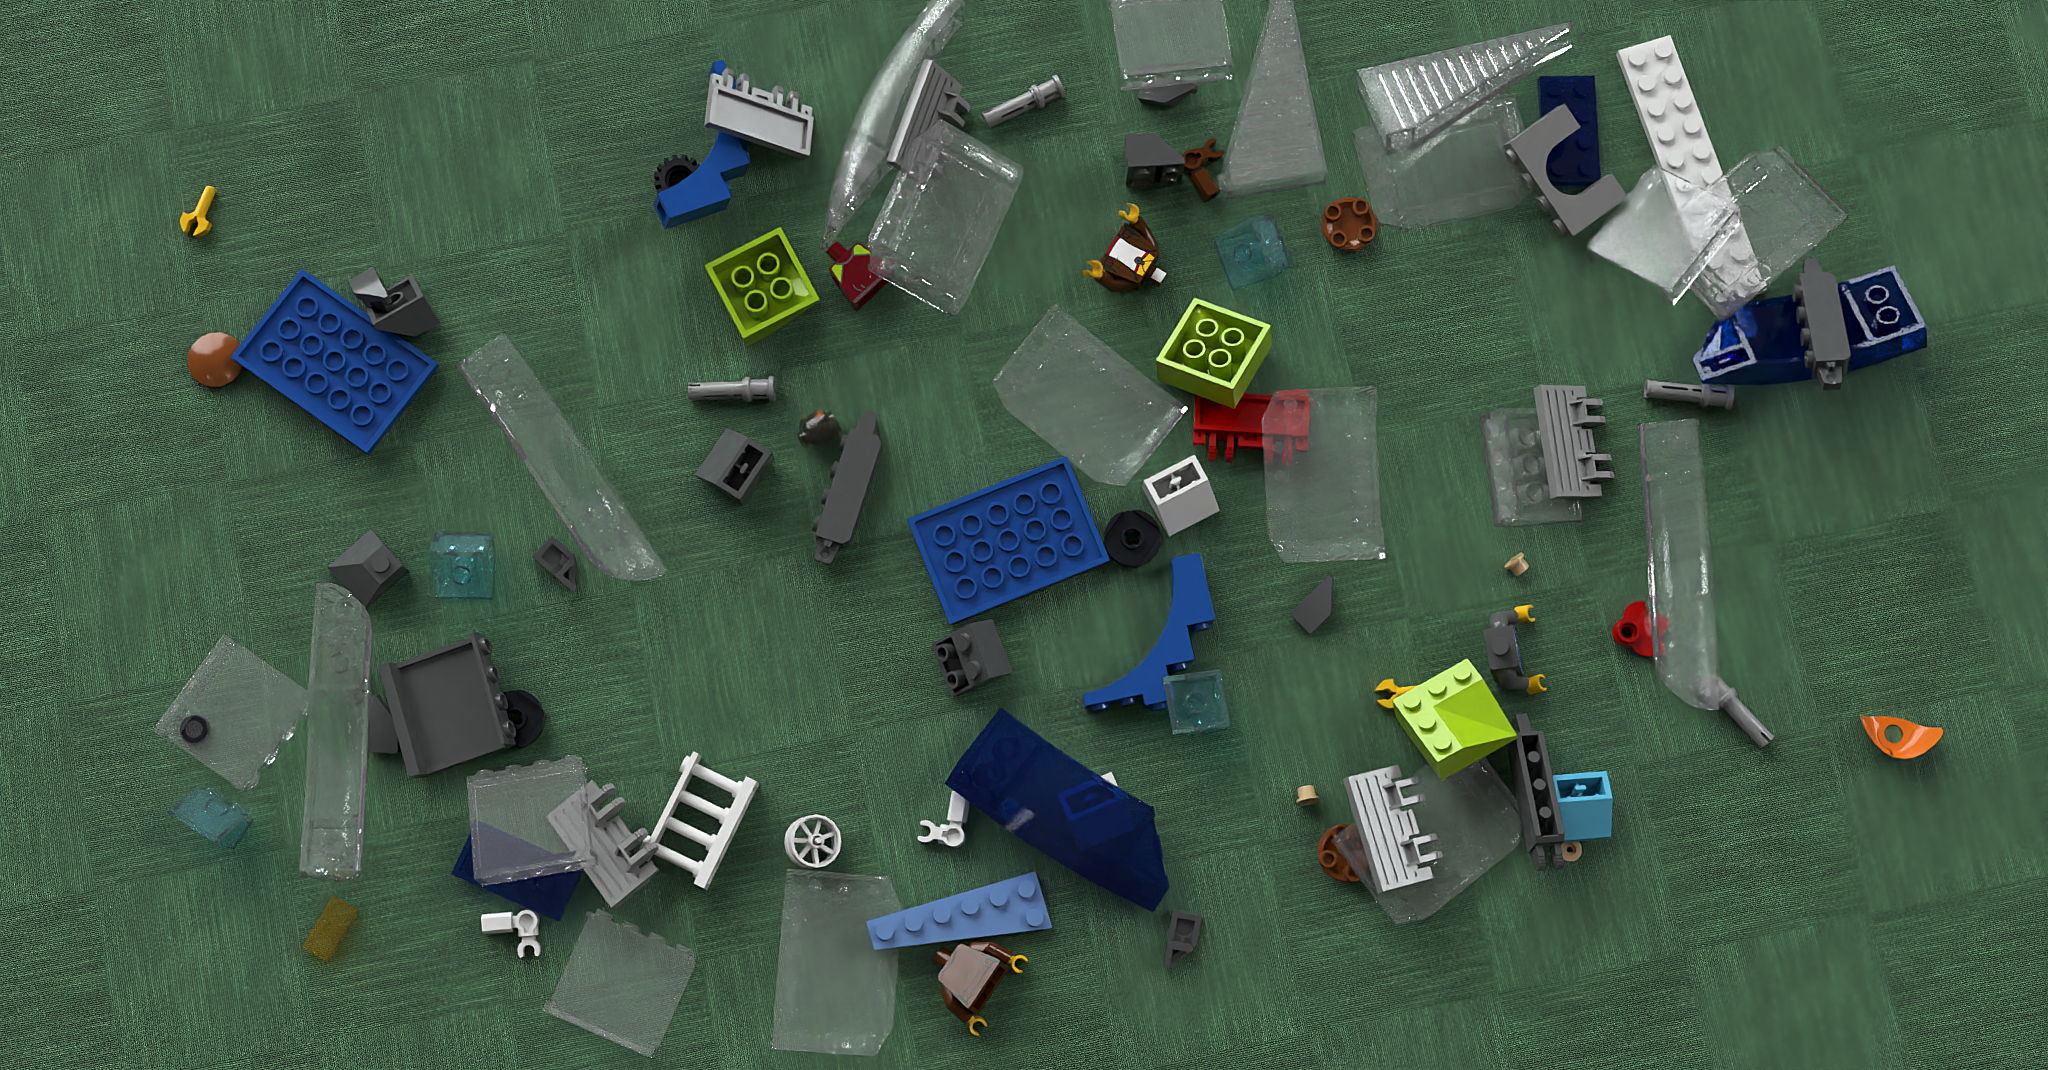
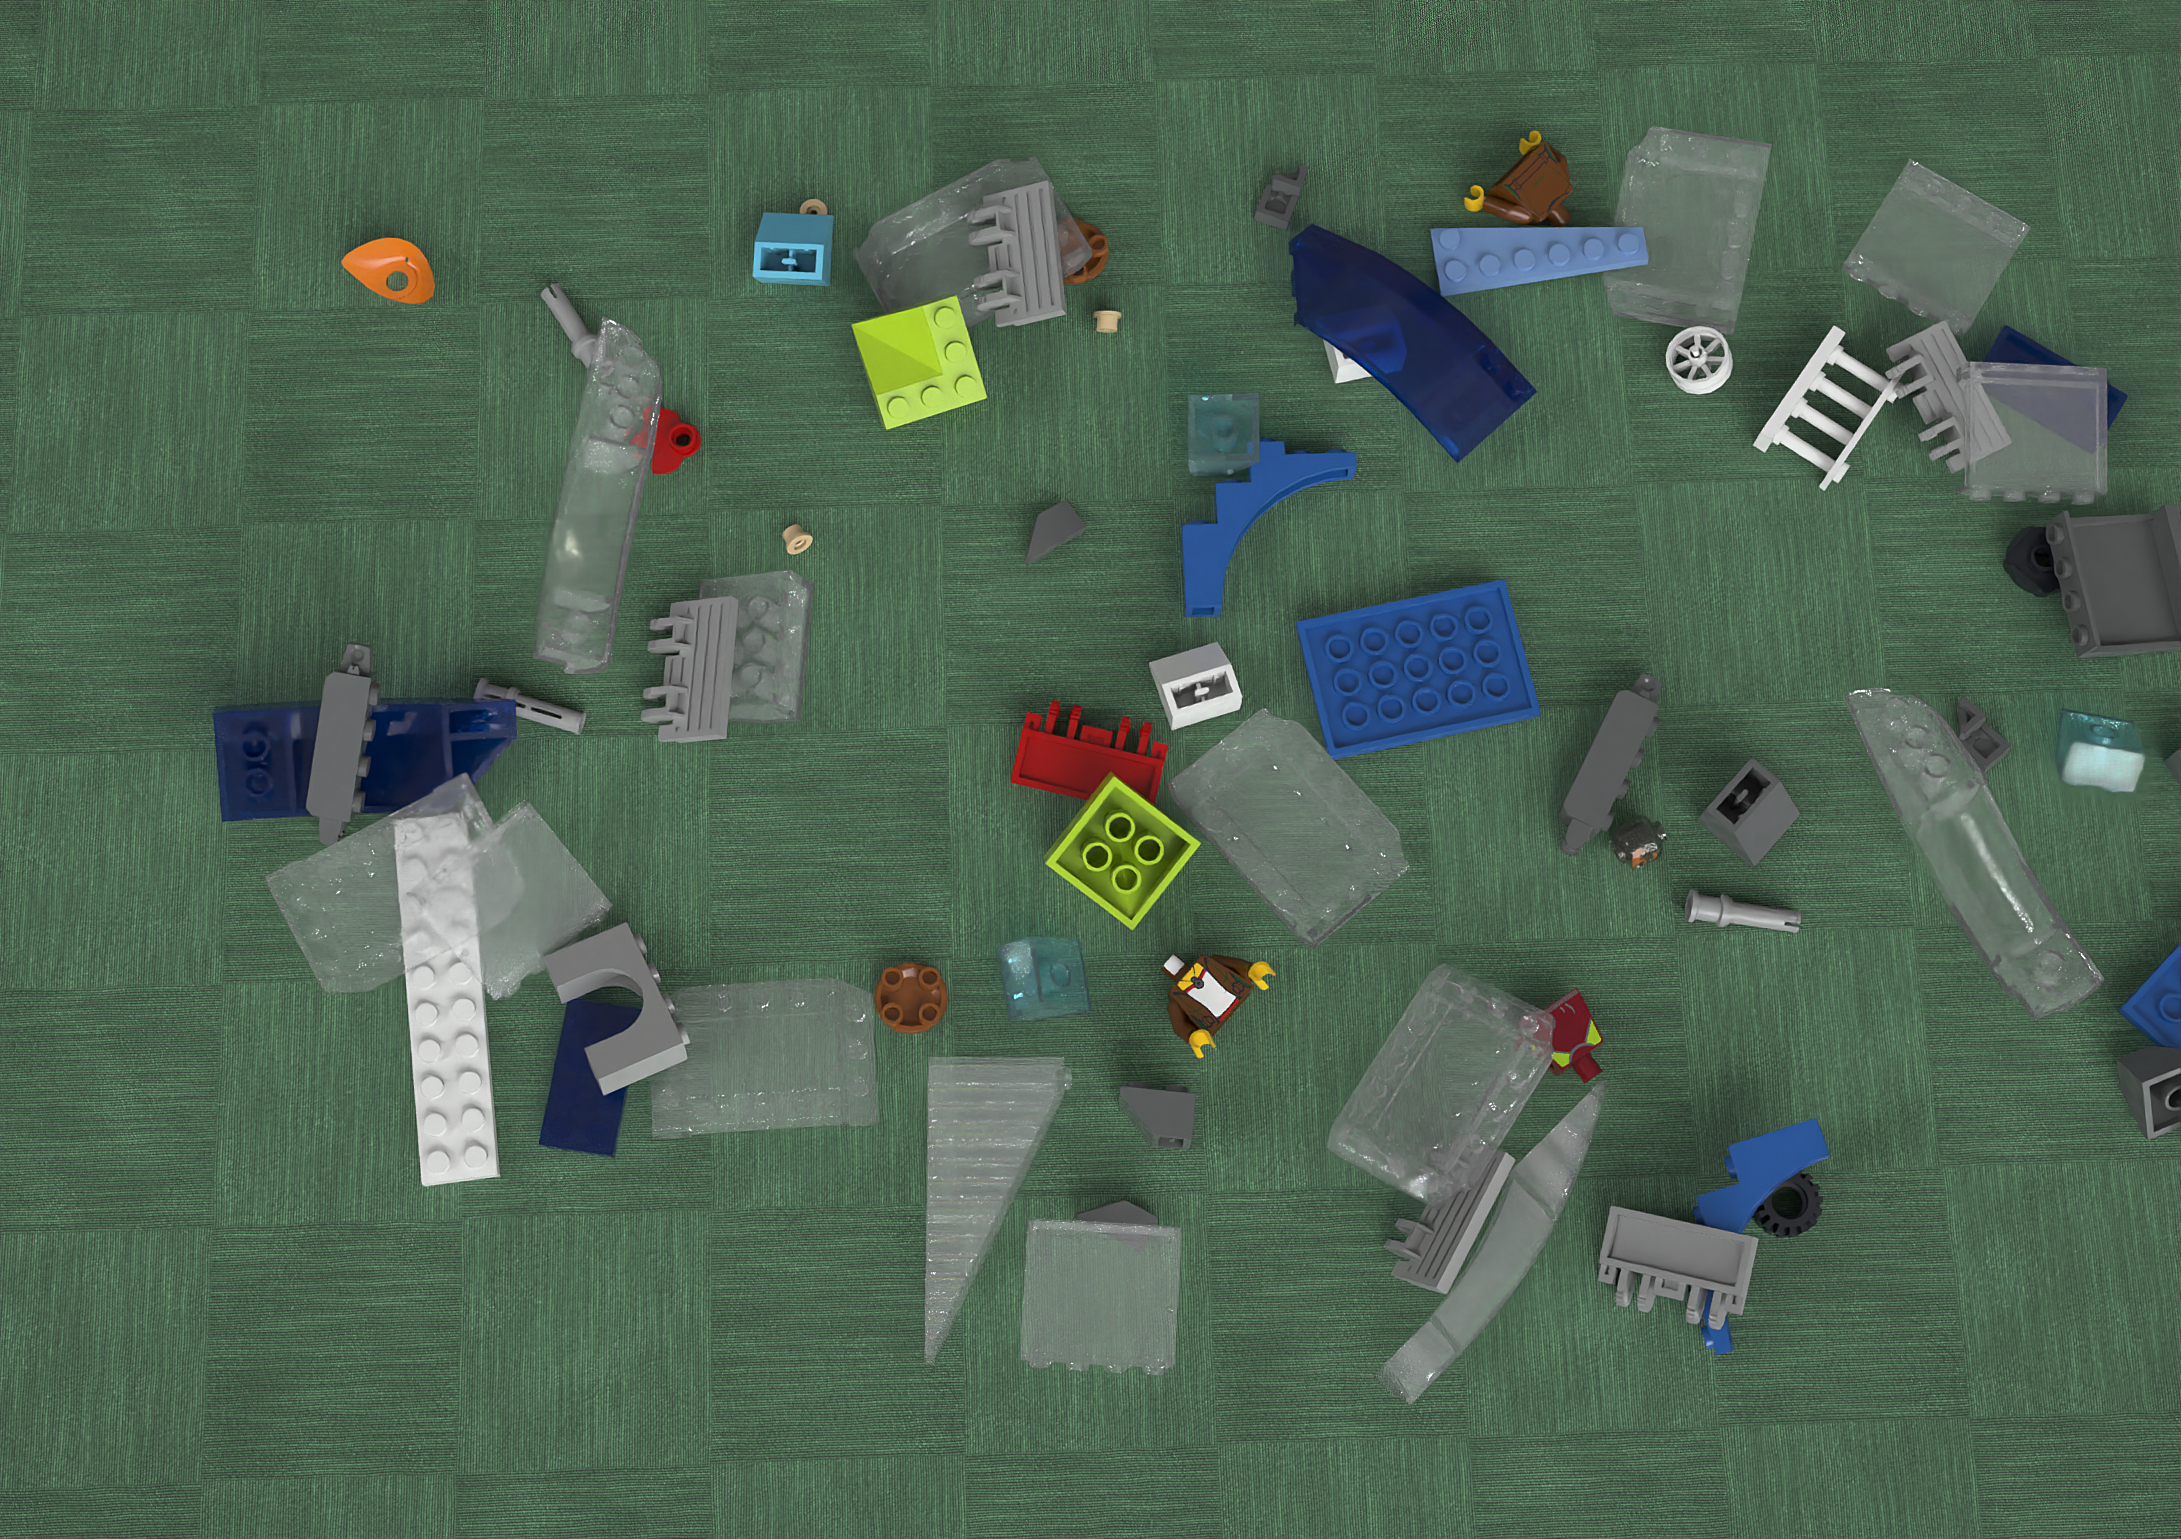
camera: 170 degrees left, 5 degrees down
(526, 922) = (2061, 337): white bar -> none
(762, 285) = (1693, 1034): lime slope -> none
(951, 834) = (1533, 348): white bar -> none
(971, 657) = (1481, 536): dark grey slope -> none
(1035, 97) = (1294, 1240): light grey pin -> none
(1128, 522) = (1263, 627): black plate -> none
(1200, 177) = (1101, 1115): reddish brown bar -> none
(1322, 474) = (1015, 673): clear slope -> none
(1392, 688) = (974, 418): yellow bar -> none
(1432, 91) = (765, 1147): clear slope -> none
(1505, 653) = (838, 437): dark grey torso -> none
(1536, 793) = (841, 267): dark grey hinge -> none

